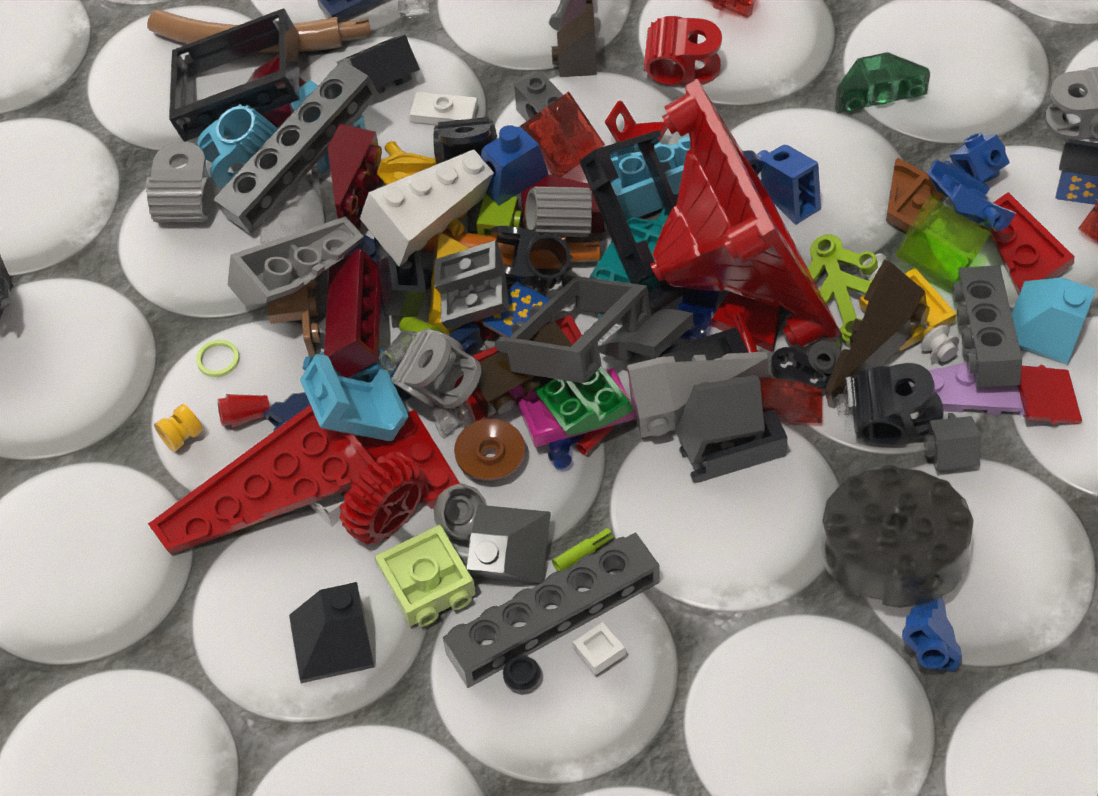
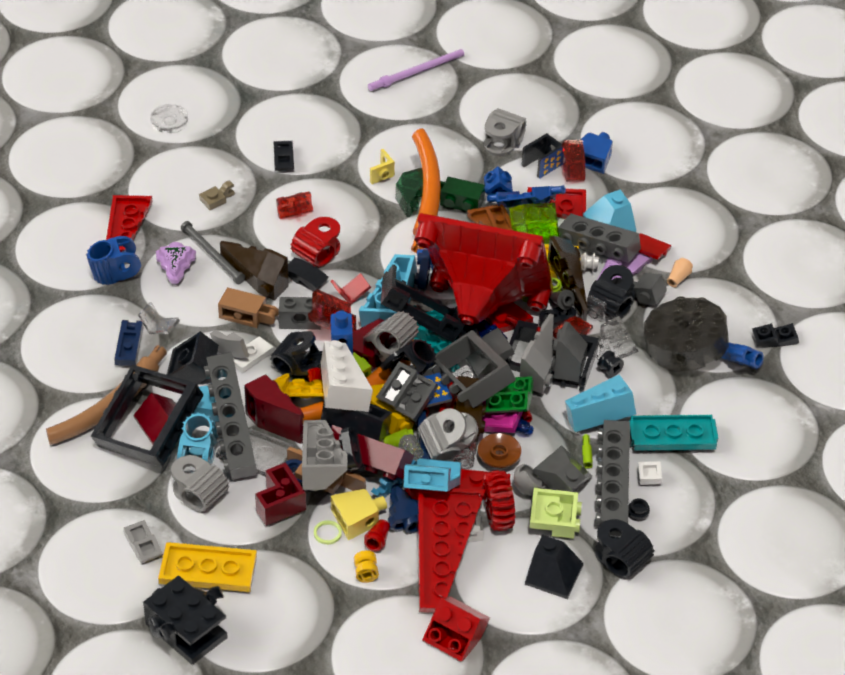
camera: 60 degrees left, 10 degrees down
(66, 199) = (142, 541): none -> light grey slope
(67, 278) = (208, 566): none -> yellow plate
(145, 582) = (455, 628): none -> red slope
(206, 274) = (282, 497): none -> dark red brick
(260, 364) = (356, 511): none -> light yellow torso
(328, 289) = (350, 443): none -> black plate
(418, 695) = (623, 554): none -> black piece
(427, 76) = (230, 343): none -> light grey slope
(507, 53) = (246, 308): none -> medium nougat brick
(624, 75) = (307, 273): none -> black slope
(668, 513) = (602, 402): none -> medium azure wedge
(700, 633) = (673, 432): none -> teal brick
(765, 481) = (610, 363): none -> black wheel
(821, 463) = (616, 339): none -> clear slope
(883, 35) = (383, 170): none -> light yellow bracket
(883, 96) = (431, 178): none -> orange animal
(920, 131) = (461, 194): none -> dark green brick
(1021, 654) = (775, 337): none -> black slope
(1030, 460) = (680, 270): none -> light nougat cone

